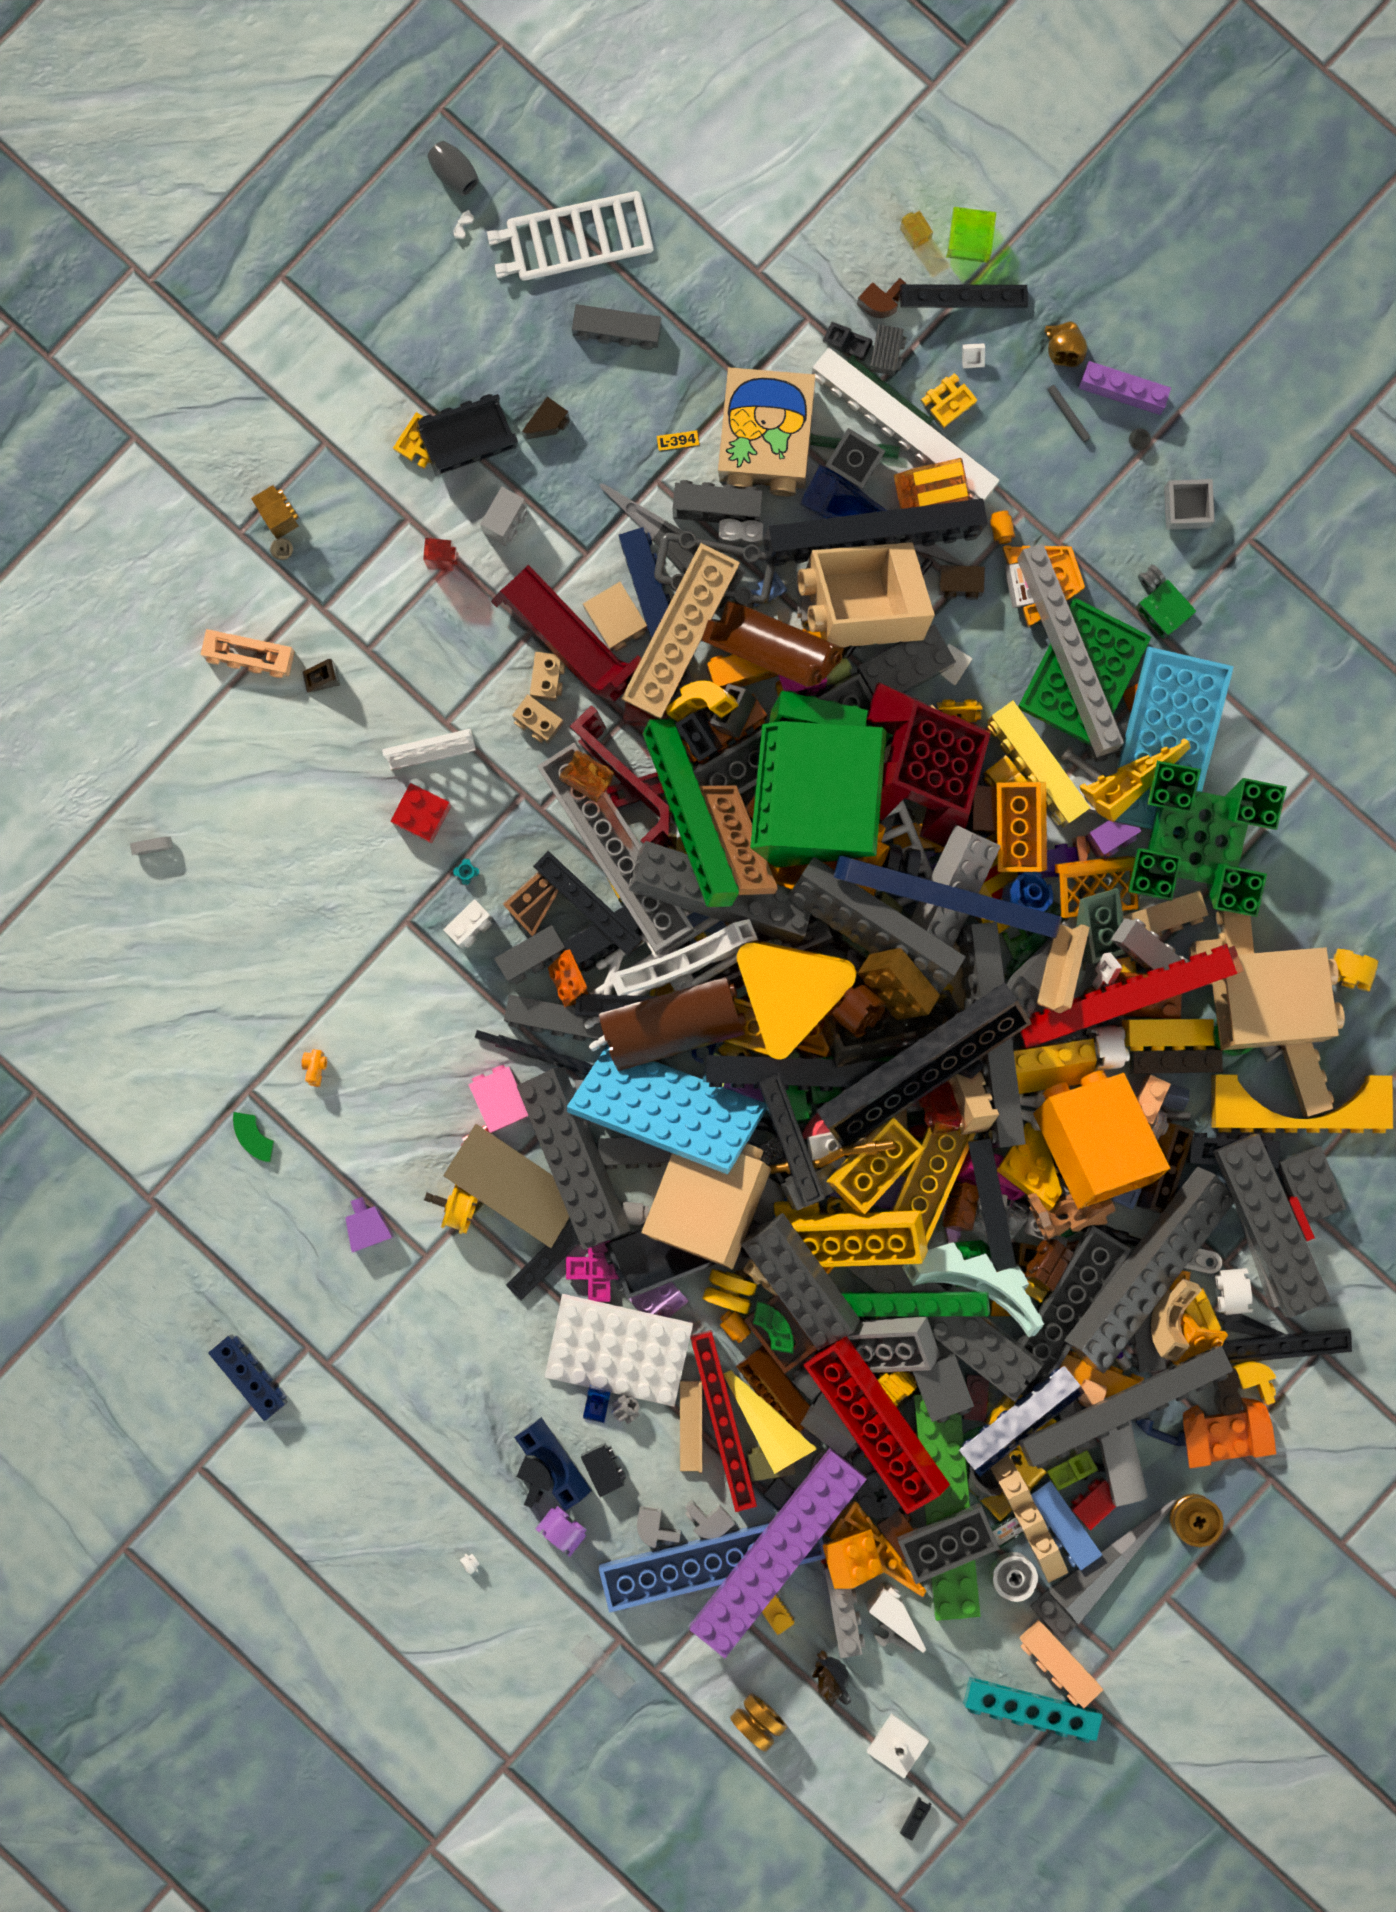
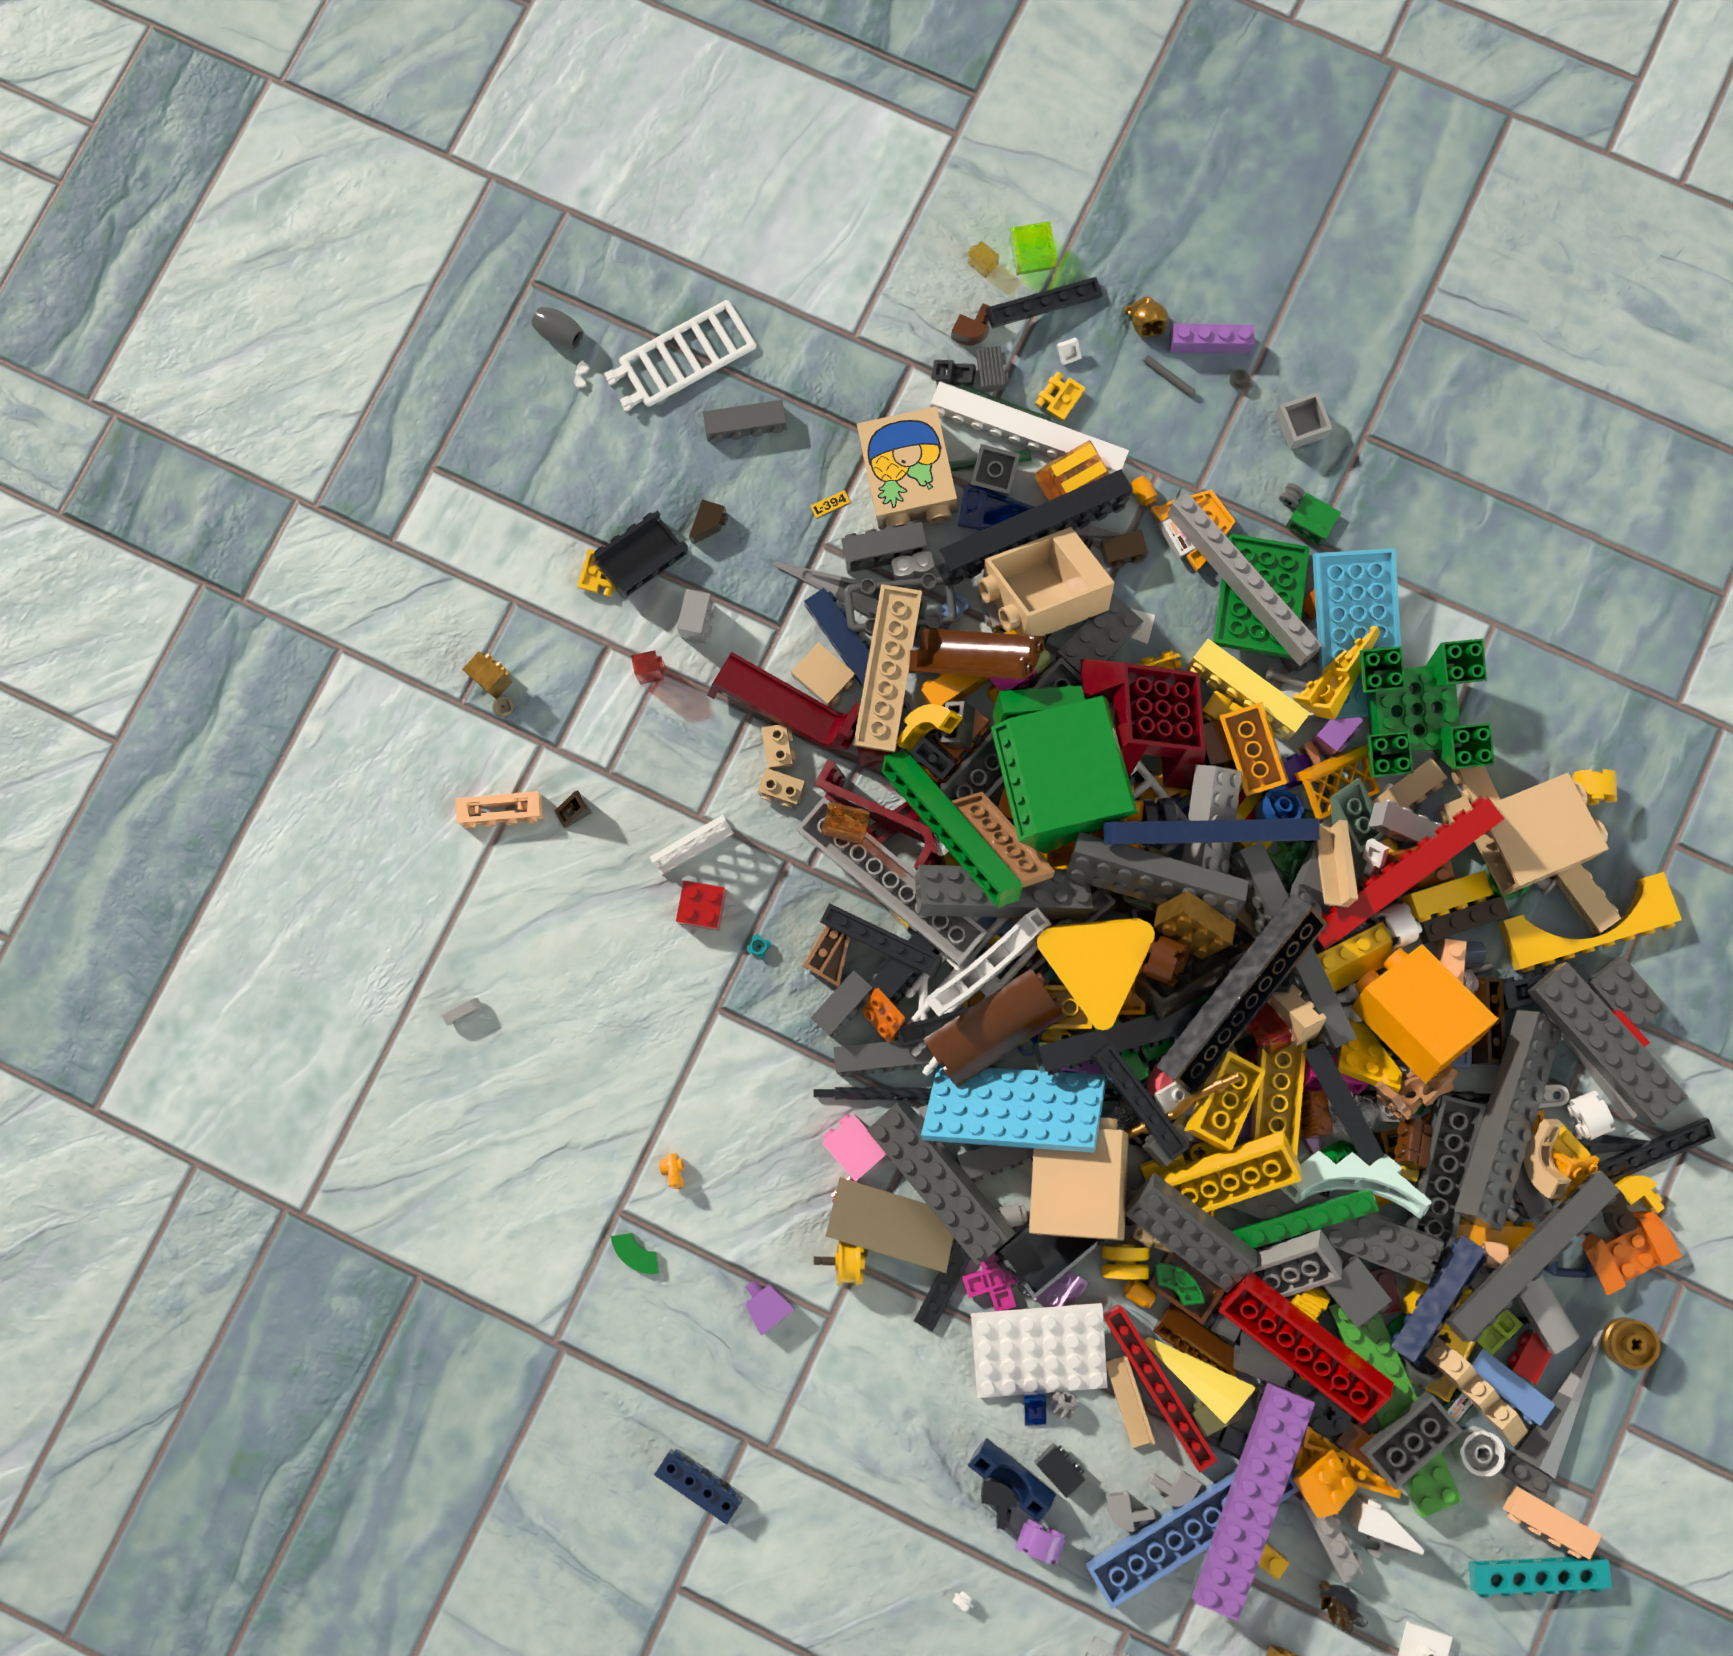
camera: 10 degrees left, 5 degrees down
(469, 924) = (775, 994): white bracket -> none

